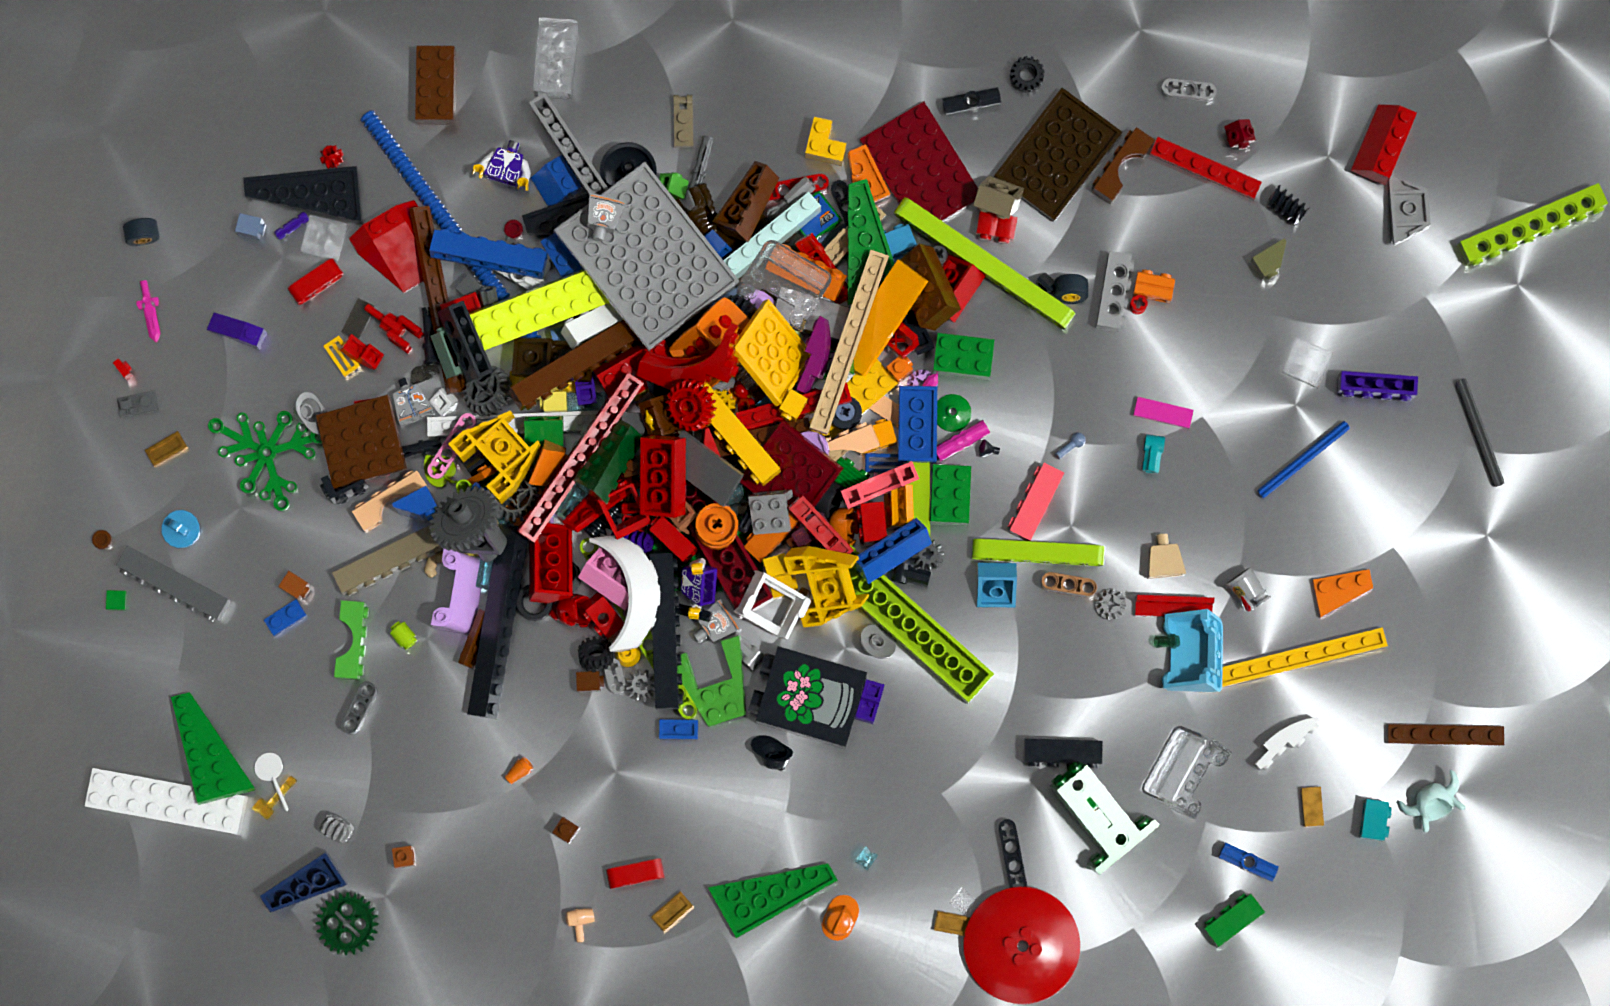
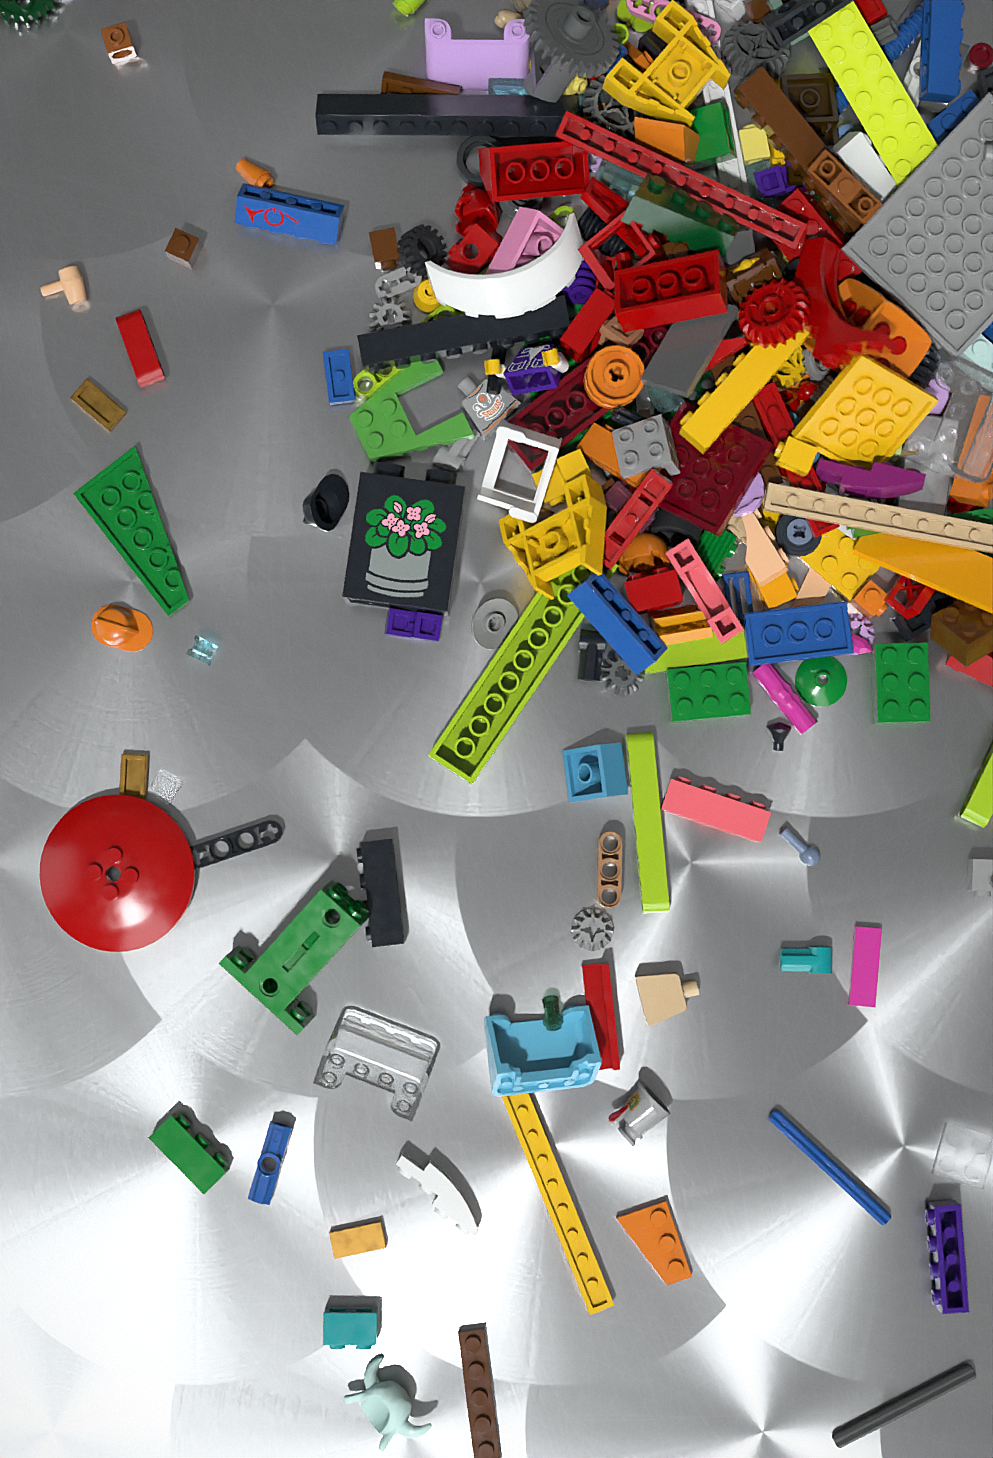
camera: 85 degrees right, 5 degrees up
(553, 748) = (289, 214): none -> blue brick
(607, 342) = (842, 188): none -> dark orange slope

